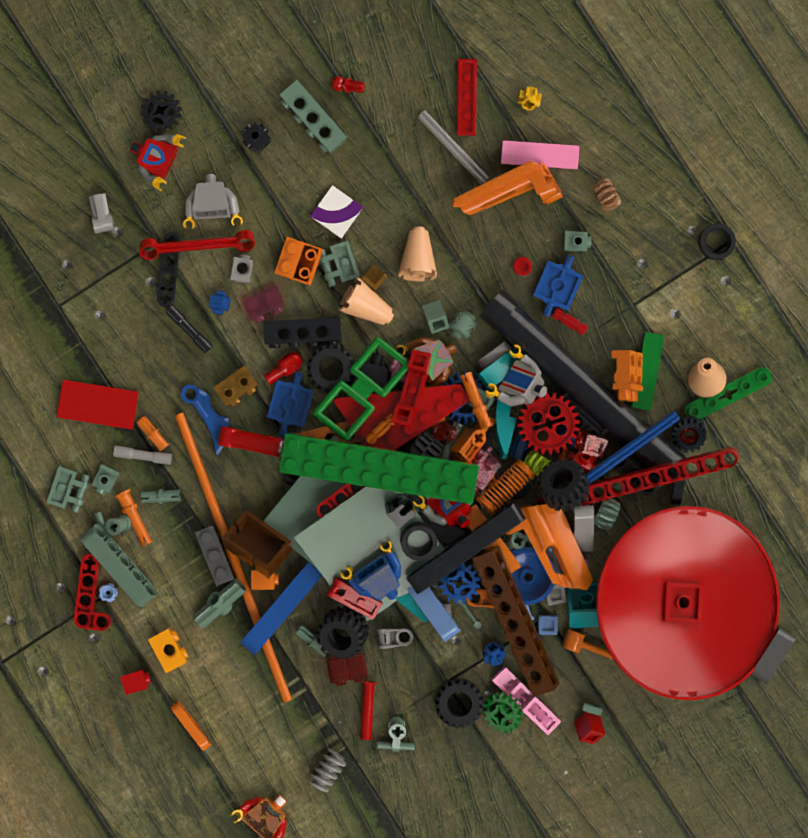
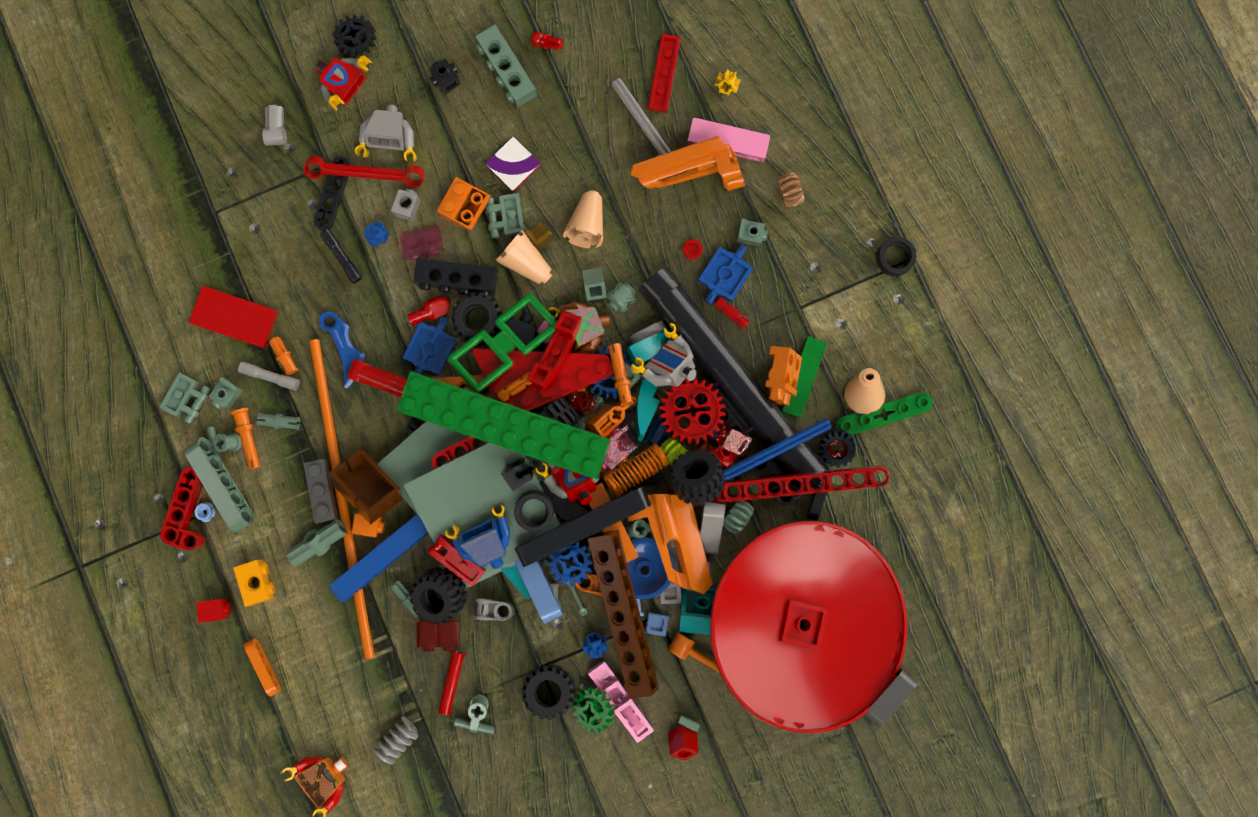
camera: 10 degrees right, 5 degrees down
(236, 386) = (377, 321): pearl gold brick -> none

